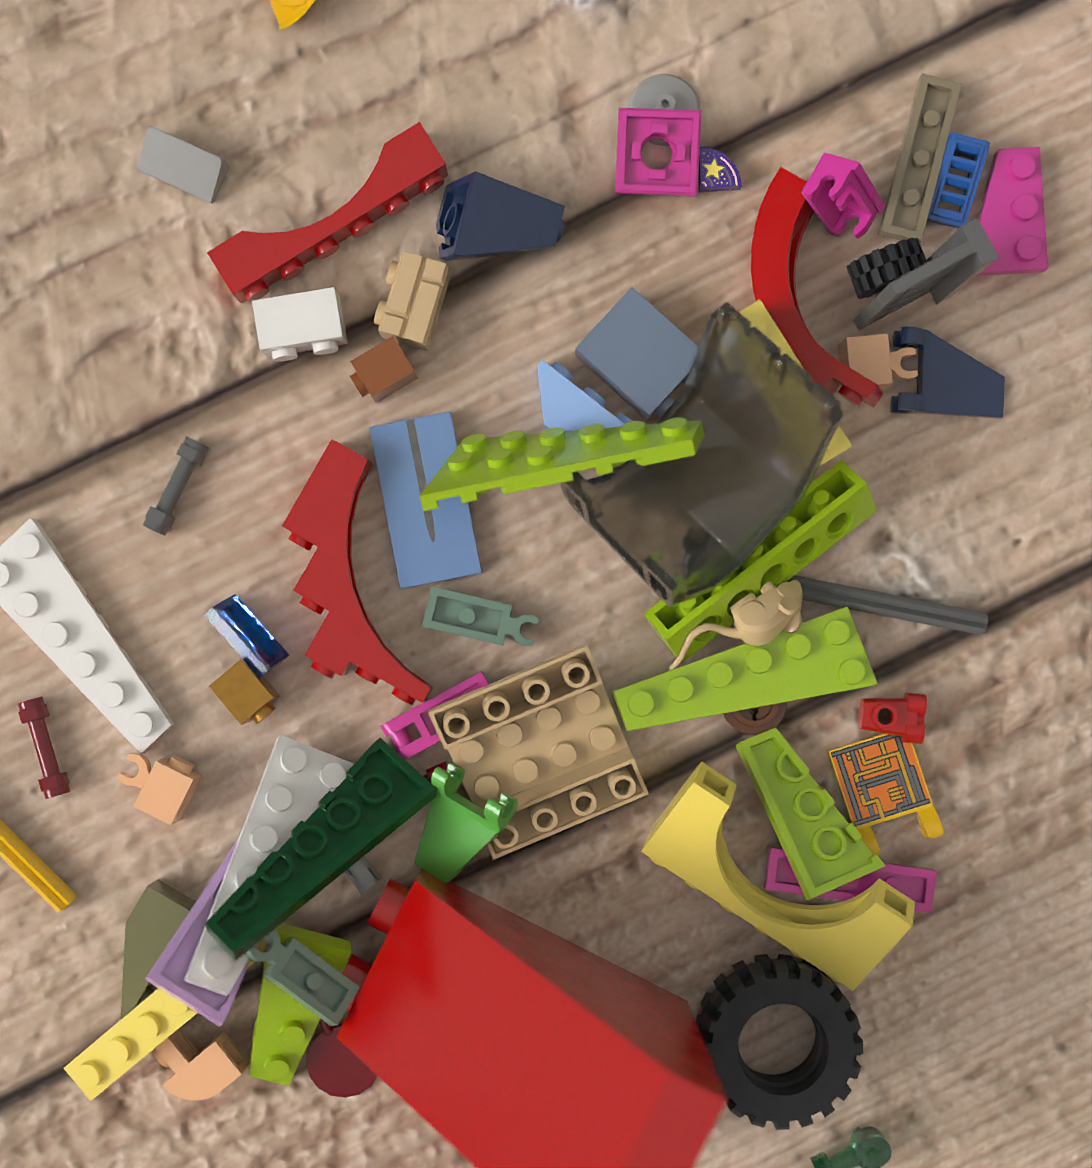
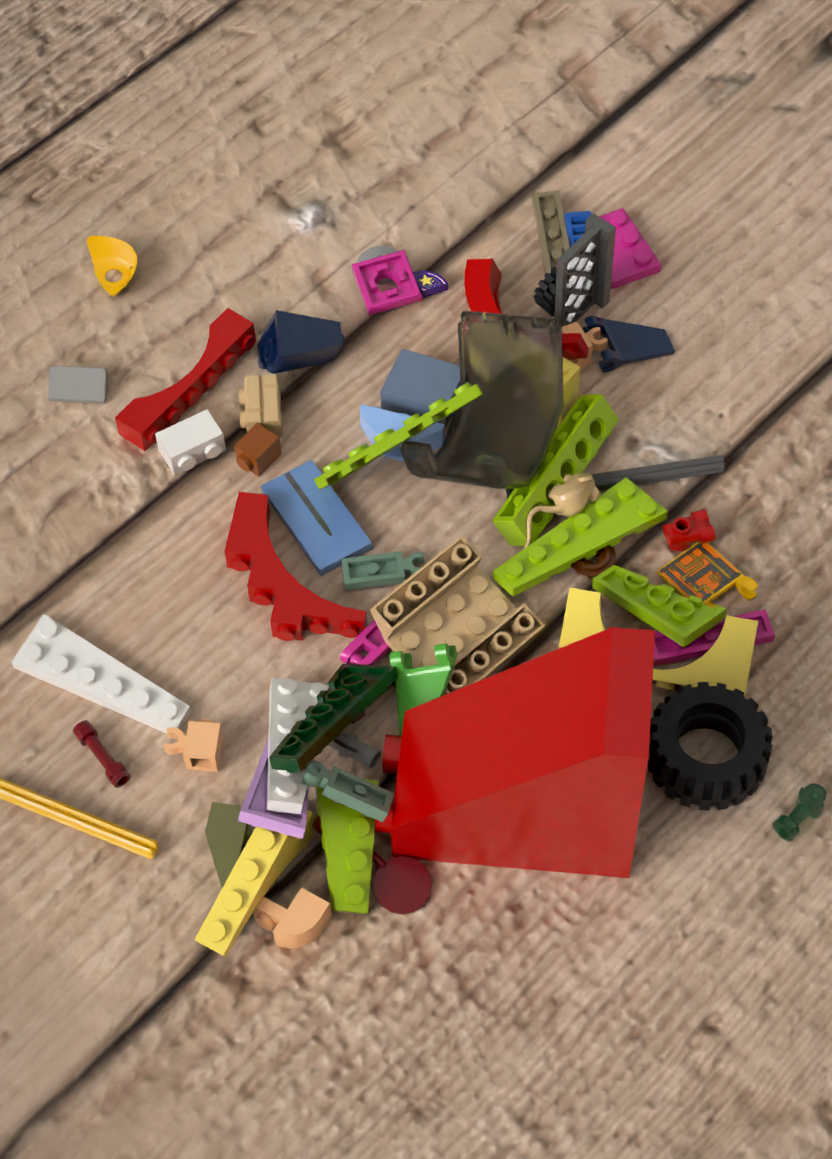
camera: 15 degrees left, 30 degrees down
(160, 518) = (135, 583): dark grey bar -> none
(245, 693) = (236, 665): pearl gold brick -> none
(246, 635) = (224, 630): clear blue tile -> none
(840, 193) = (513, 260): dark pink hinge -> none

